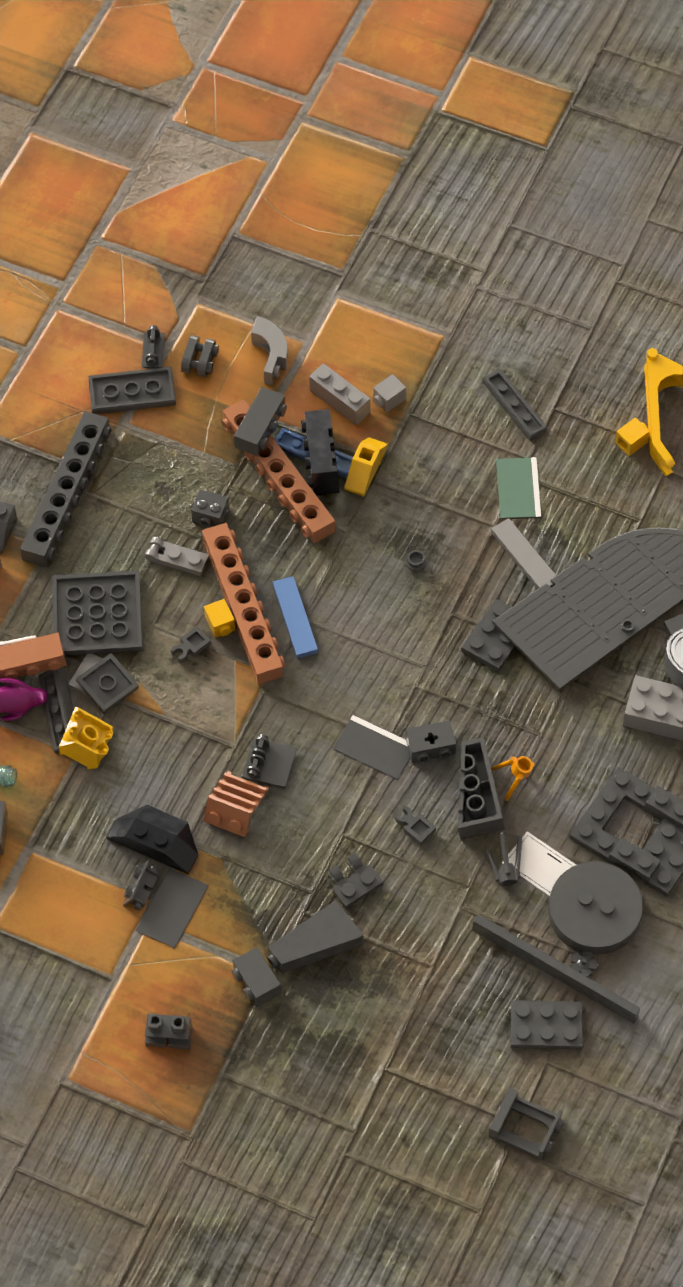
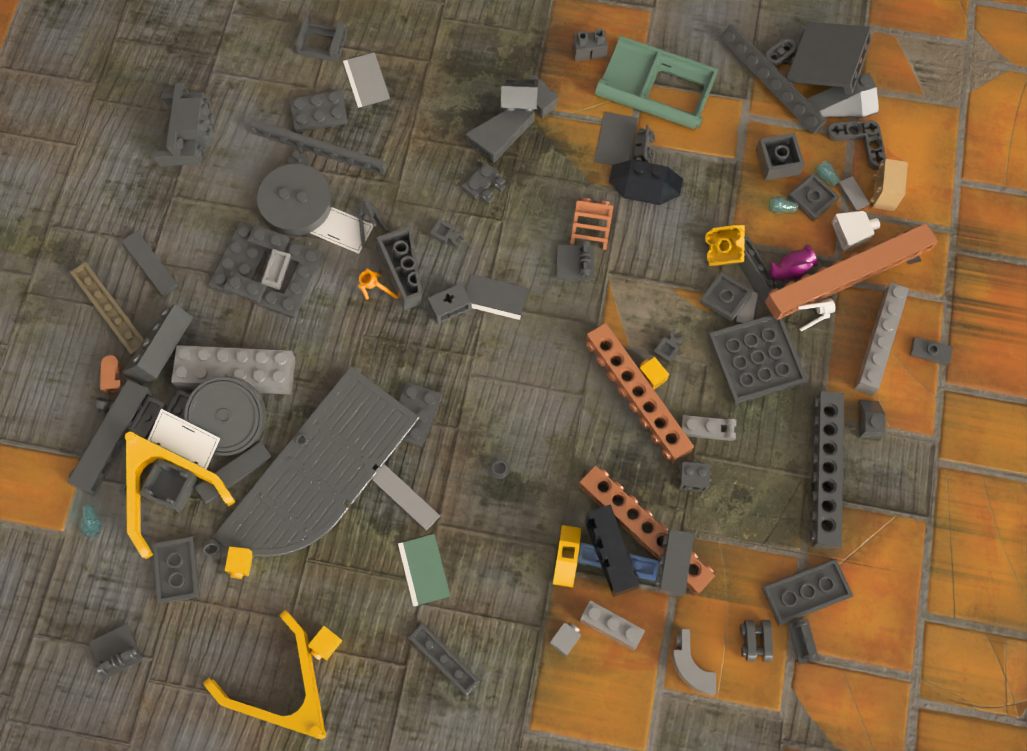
camera: 165 degrees right, 10 degrees up
(124, 985) = (634, 72): none -> sand green piece
(281, 965) = (519, 94): none -> slope
(295, 617) = (590, 393): medium blue tile -> none
(475, 1060) = (366, 80): none -> light grey sticker
(630, 817) = (276, 269): none -> light grey tile

